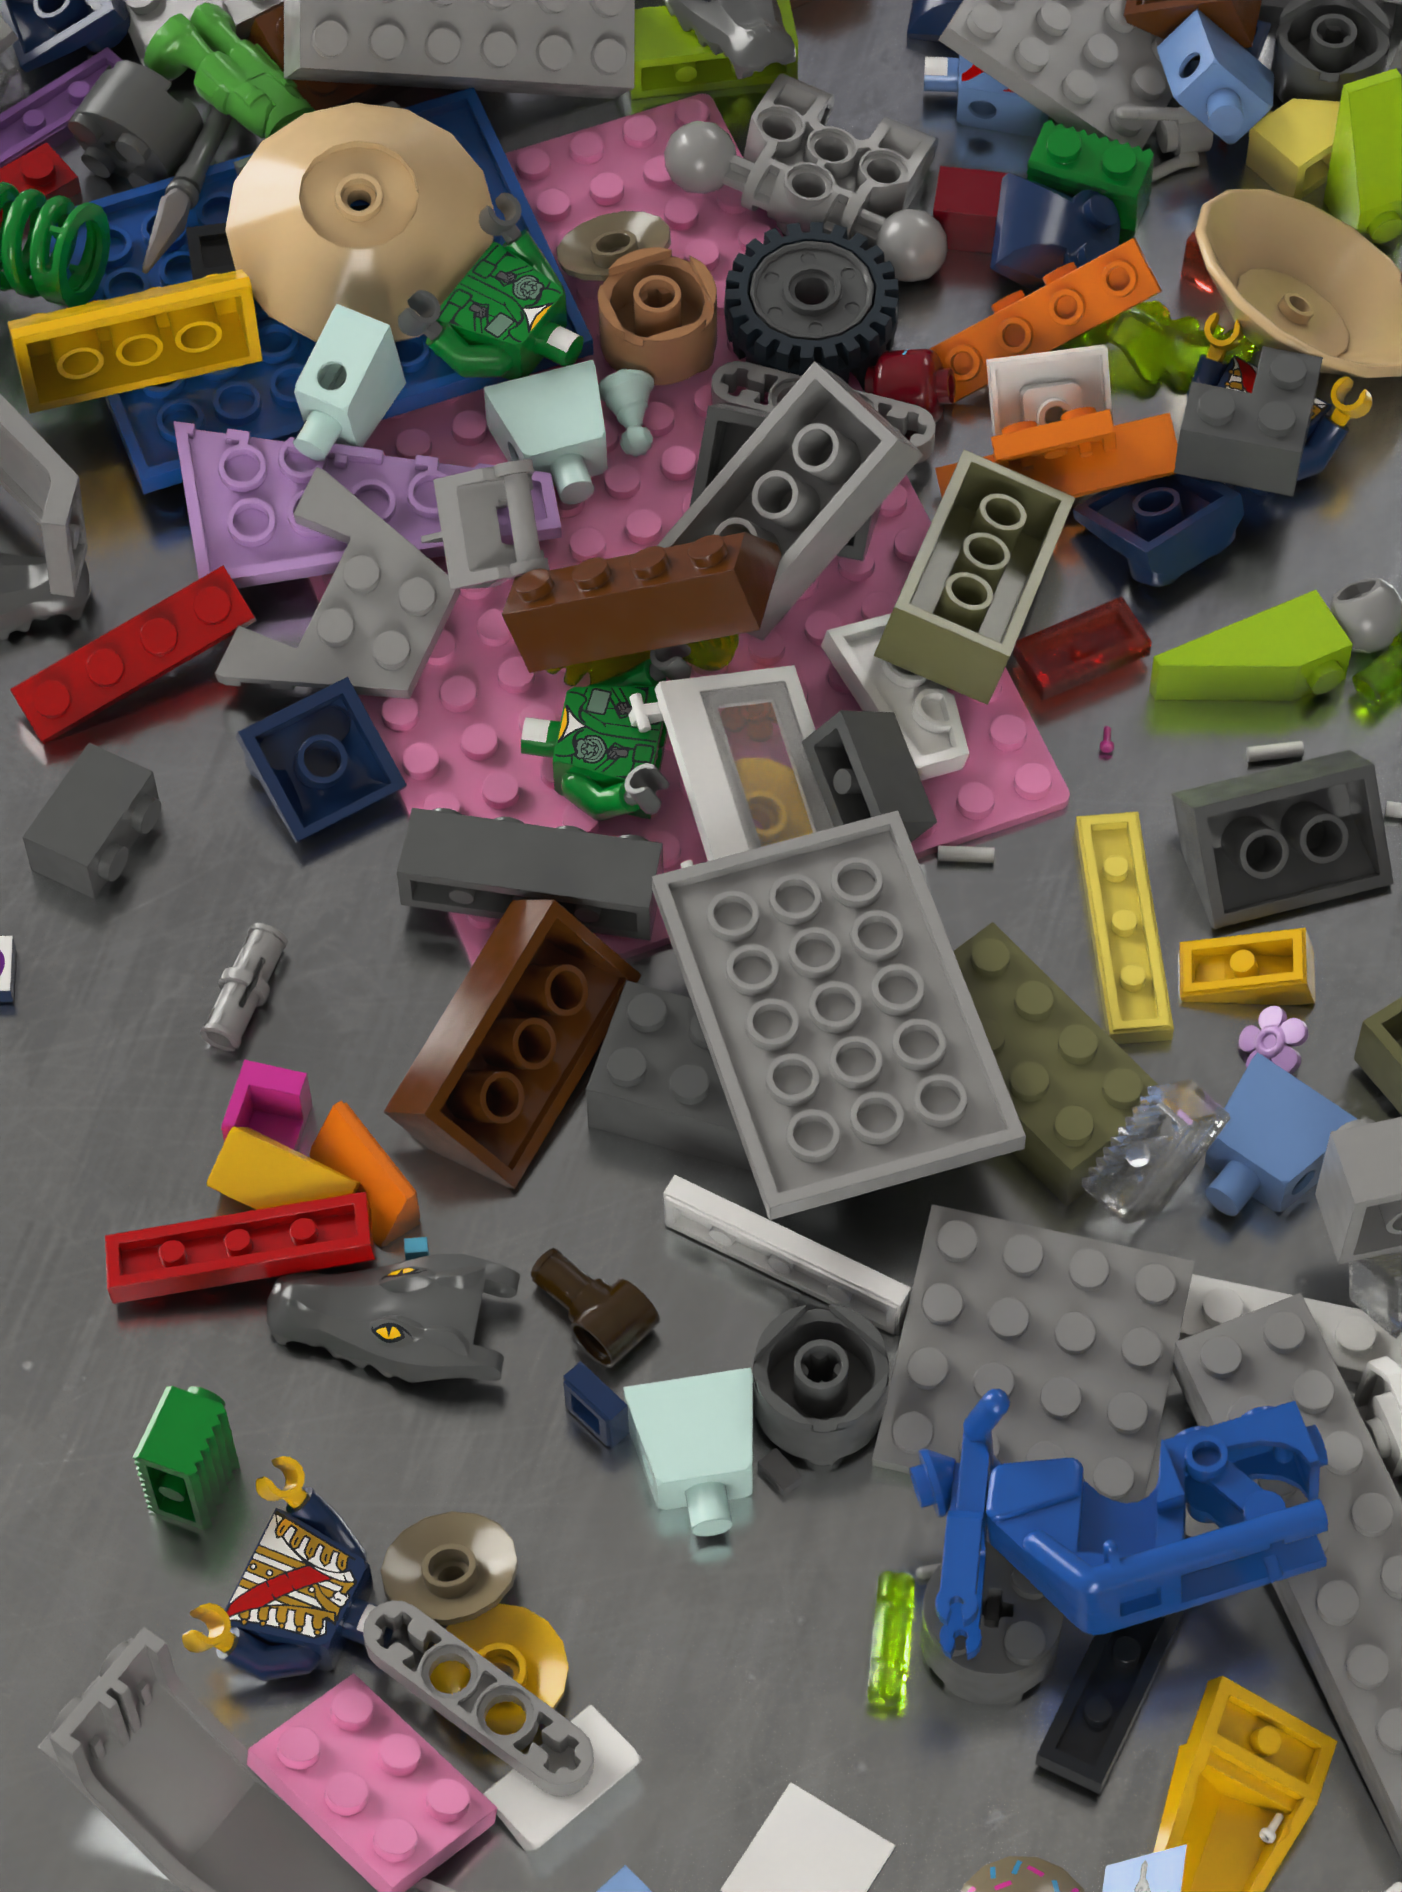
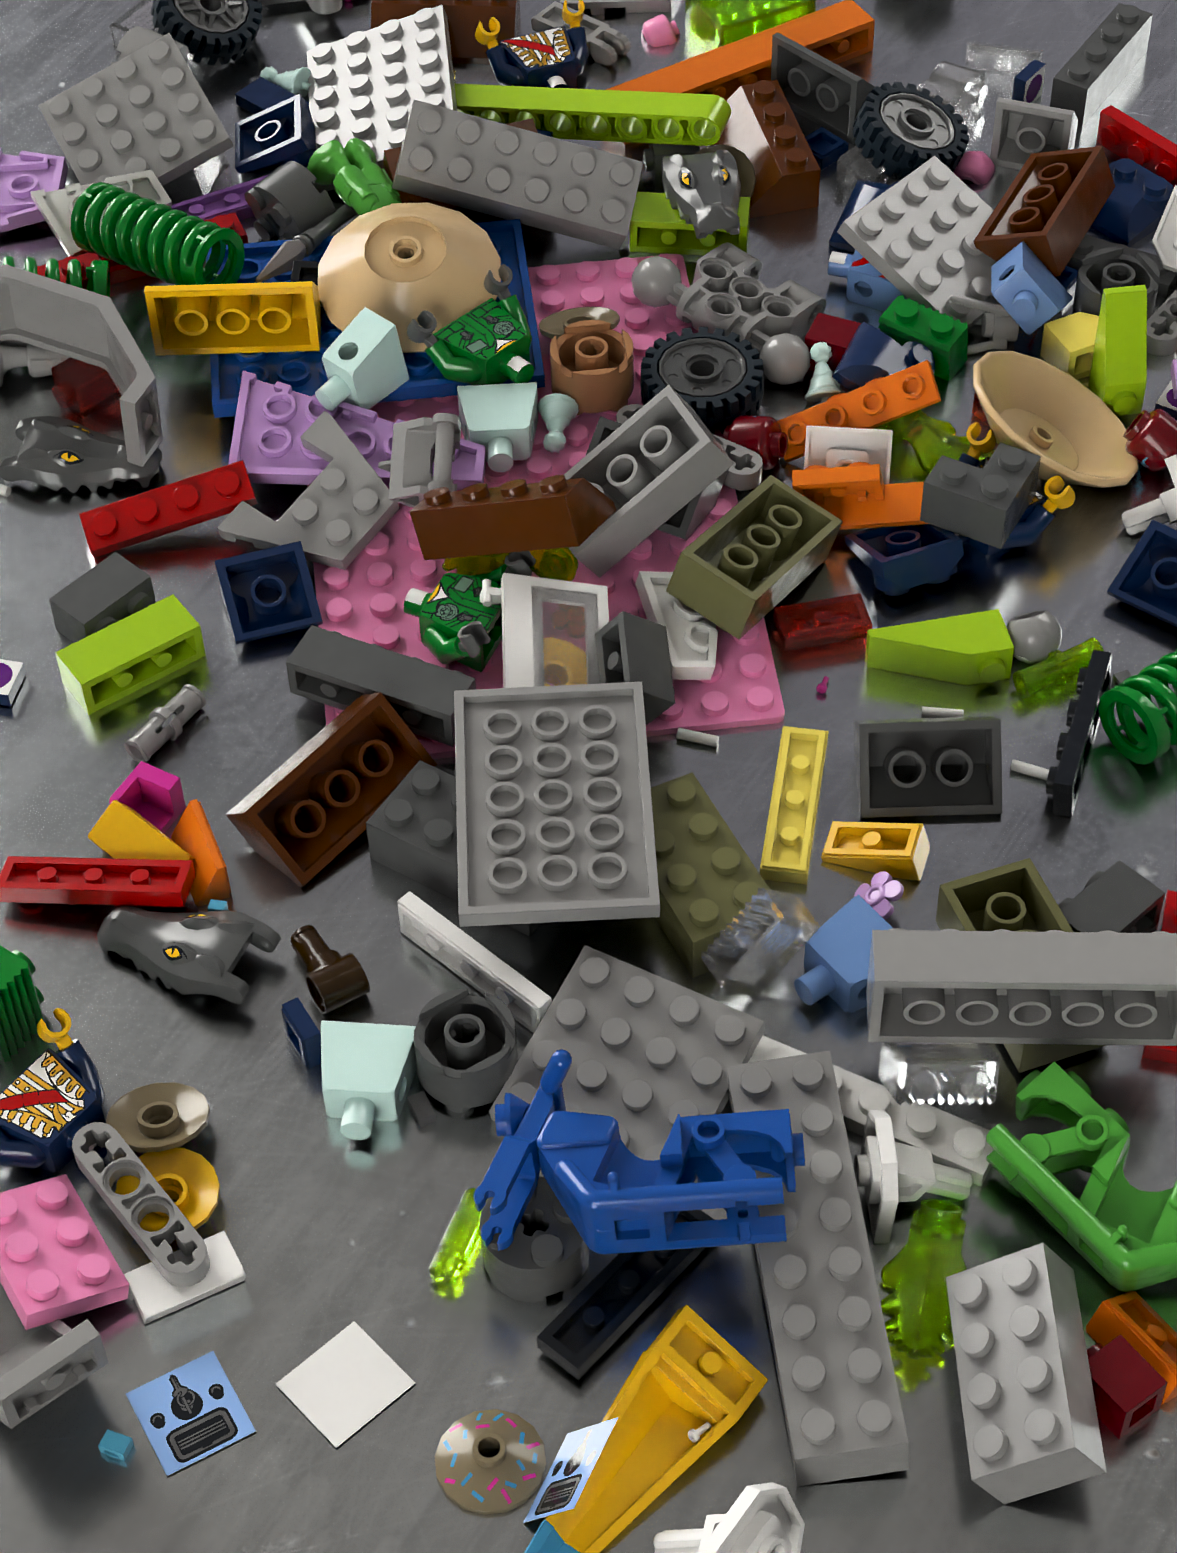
camera: 15 degrees right, 10 degrees down
(159, 891) = (130, 654): none -> lime brick
(972, 269) = (822, 383): none -> light aqua piece

